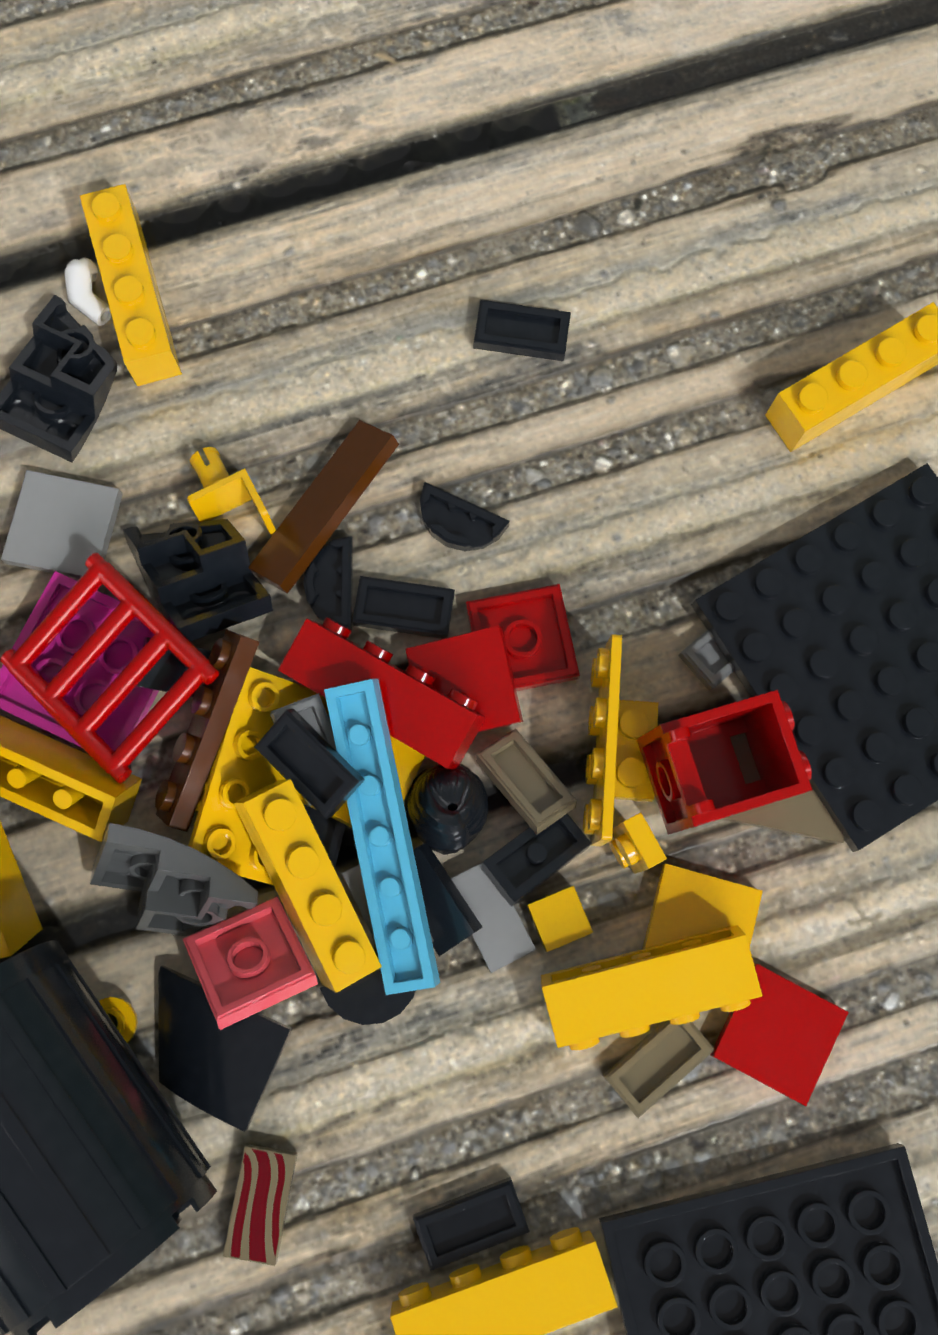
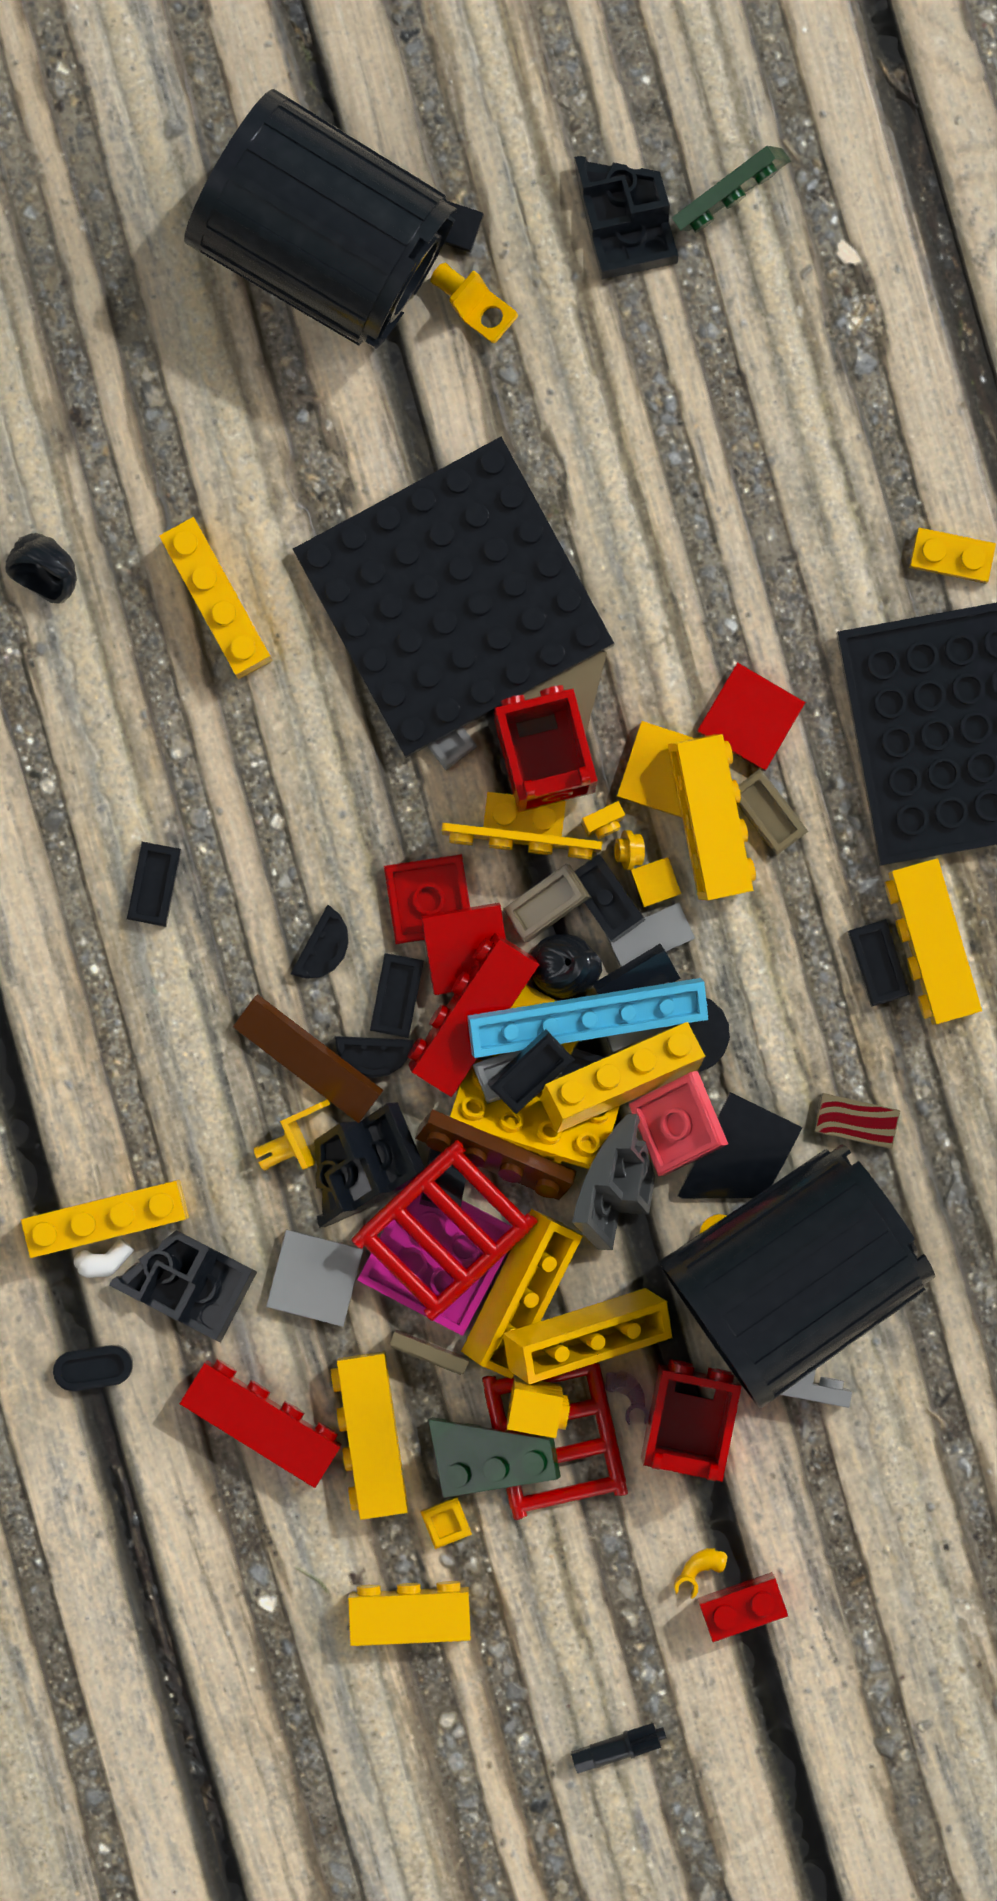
camera: 85 degrees left, 10 degrees up
(599, 883) = (629, 849): none -> yellow plate
(875, 190) = (42, 567): none -> black hair

